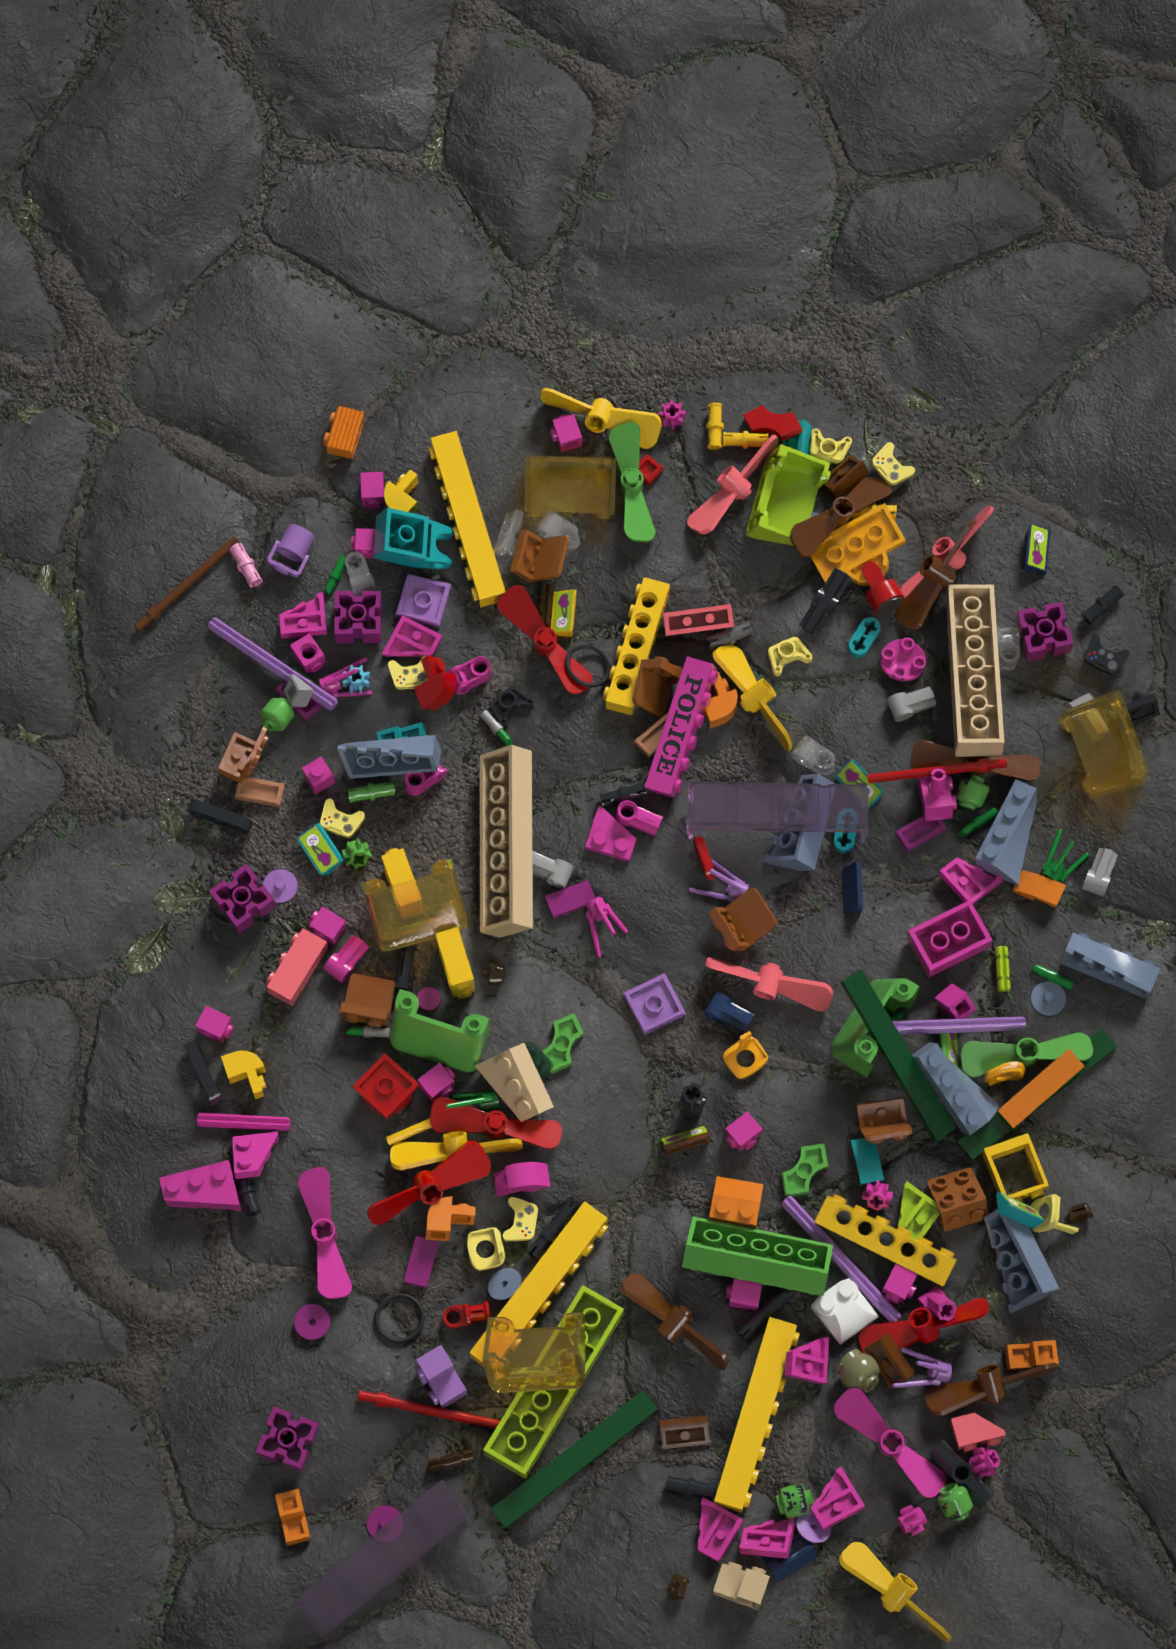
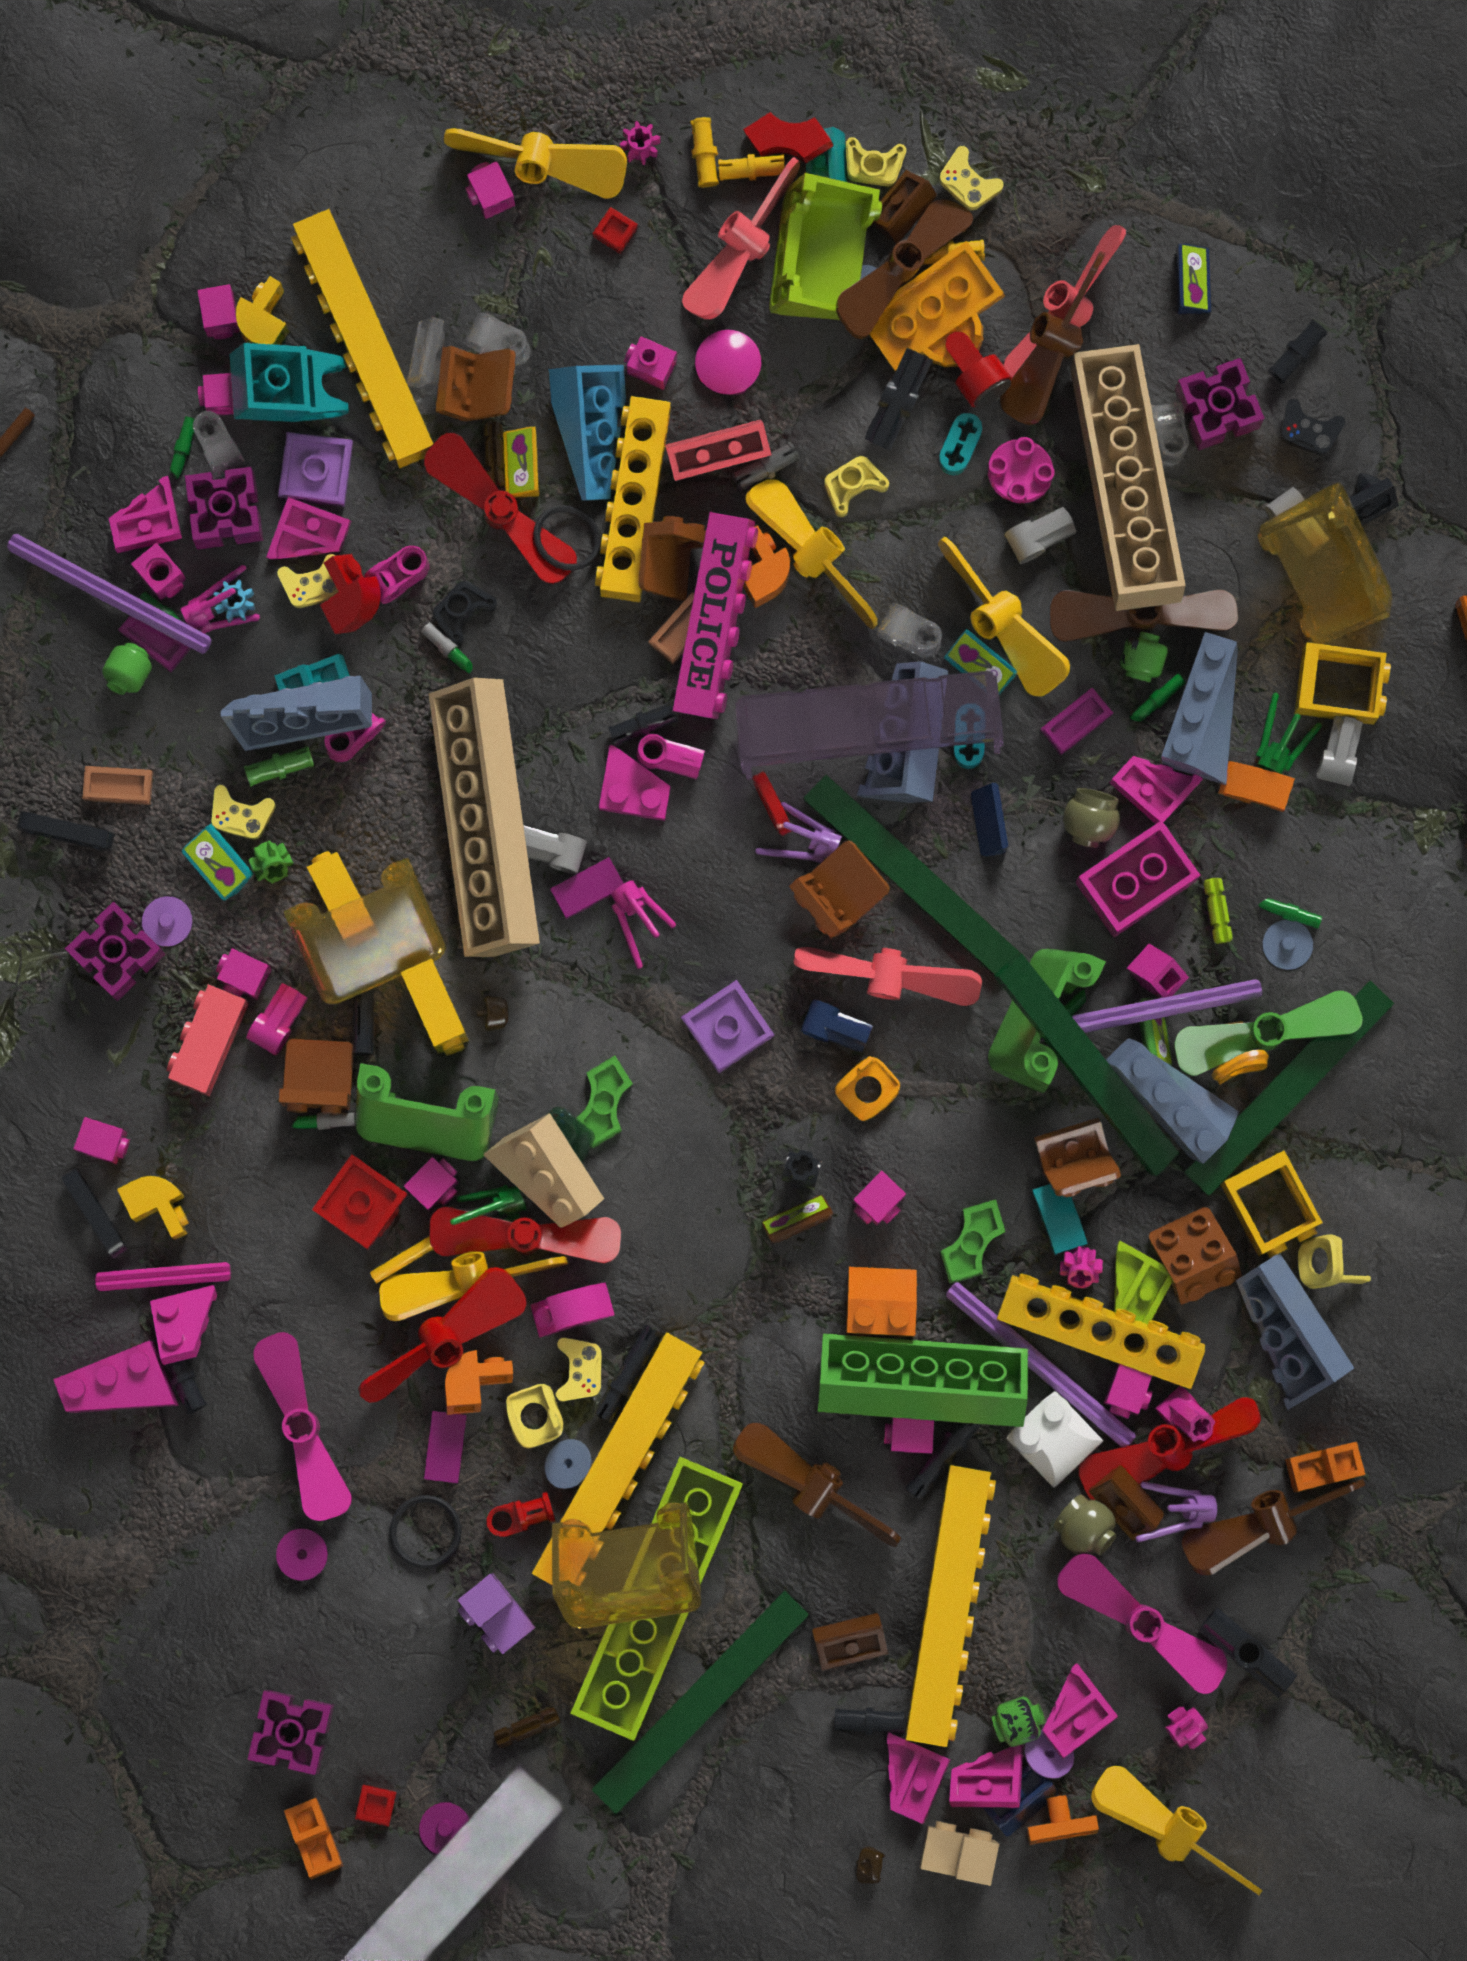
camera: 10 degrees left, 10 degrees up
(241, 756) = (84, 738): bracket -> none
(245, 565) = (49, 449): bright pink pin -> none
(293, 546) = (116, 411): medium lavender piece -> none
(297, 692) = (152, 632): light grey slope -> none
(318, 775) = (199, 752): dark pink brick -> none
(339, 1500) = (376, 1805): none -> red tile
(344, 432) = (165, 229): orange brick -> none
(383, 1400) = (417, 1653): red bar -> none
(429, 999) = (404, 1062): dark pink tile -> none
(570, 485) = (505, 268): clear yellow windscreen -> none
(612, 585) = (587, 414): none -> dark azure wedge
(626, 447) = (579, 200): bright green piece -> none
(660, 558) = (650, 362): none -> dark pink brick
(712, 564) = (728, 362): none -> dark pink dish
(791, 916) = (910, 875): none -> dark green tile
(809, 1361) = (1013, 1519): dark pink wing -> none
(816, 1576) = (1061, 1824): none -> orange tile
(878, 754) = (1036, 660): none -> yellow piece
(922, 894) = (1091, 817): none -> olive piece
(936, 796) = (1093, 667): dark pink brick -> none
(955, 1501) = (1243, 1693): bright green head -> none
(973, 1431) = (1257, 1587): coral slope -> none
(982, 766) = (1155, 619): red bar -> none
(984, 1461) = (1278, 1630): dark pink gear -> none
(1018, 1211) = (1284, 1266): teal slope -> none
(1041, 1088) = (1295, 1082): orange tile -> none
(1080, 1213) = (1369, 1253): dark brown piece -> none
(1110, 965) = (1370, 886): sand blue wedge -> none
(1112, 809) = (1307, 675): none -> yellow window

